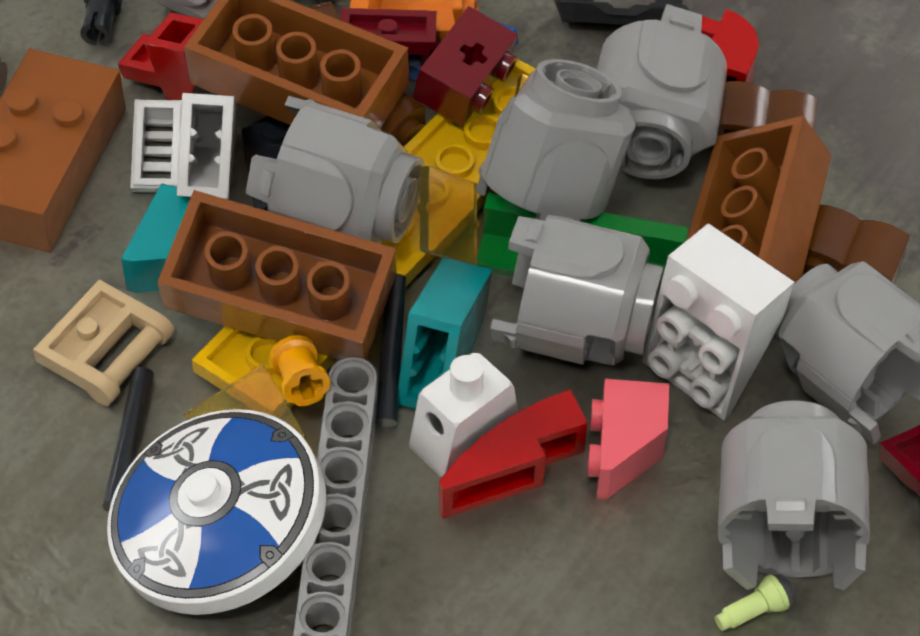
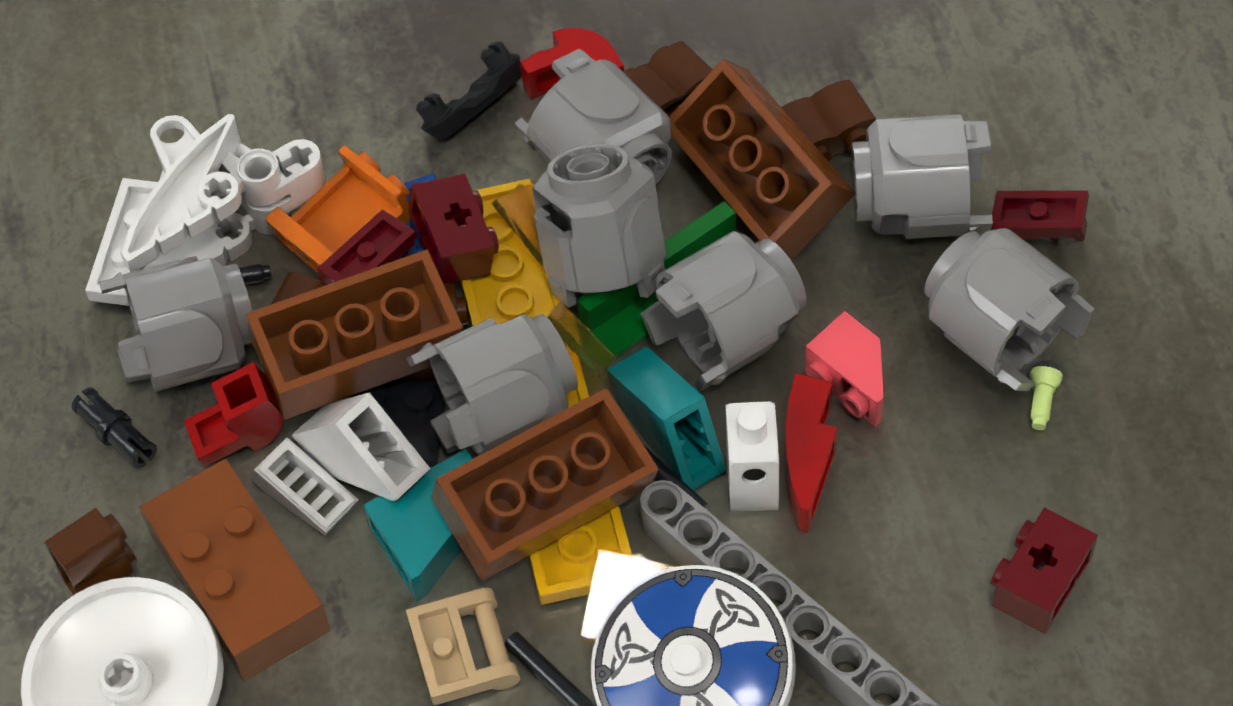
camera: 45 degrees left, 5 degrees up
(295, 362) = (630, 528): light orange bush -> none
(714, 318) = (835, 239): white slope -> none

